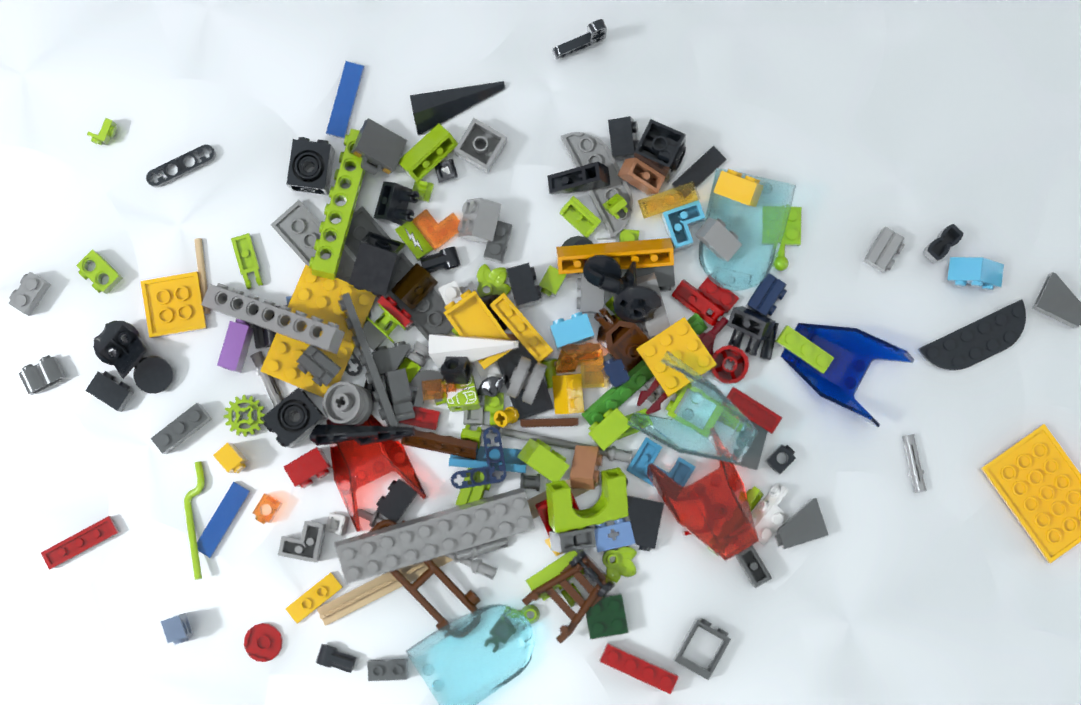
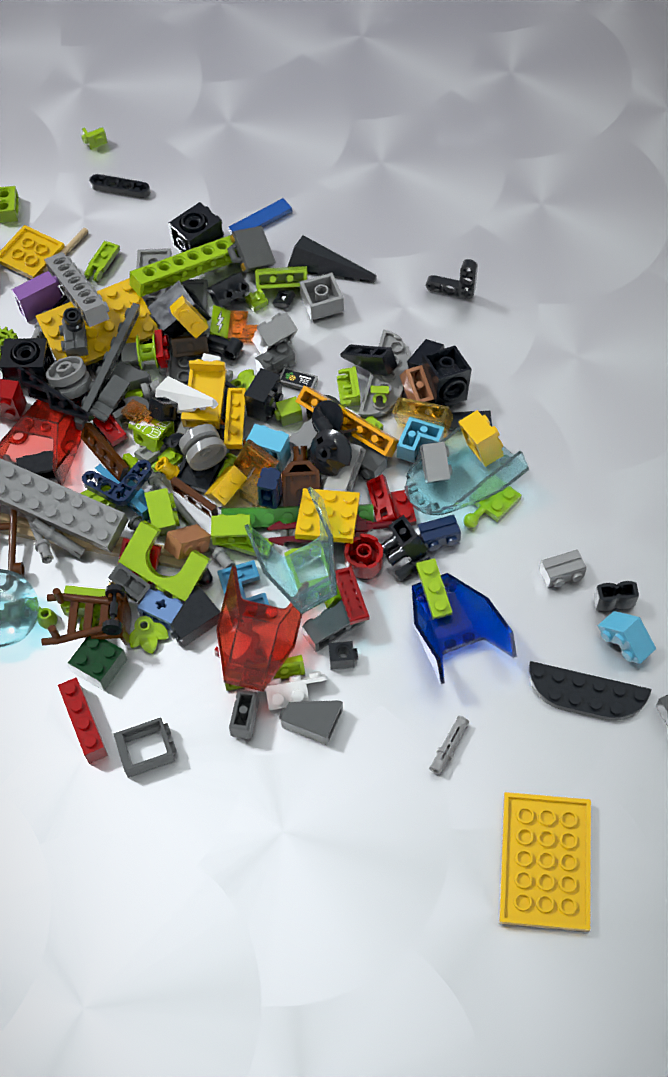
camera: 40 degrees right, 25 degrees down
(312, 357) = (73, 319): none -> black wheel
(404, 270) = (189, 316): none -> yellow brick
(530, 242) = (297, 379): none -> tile

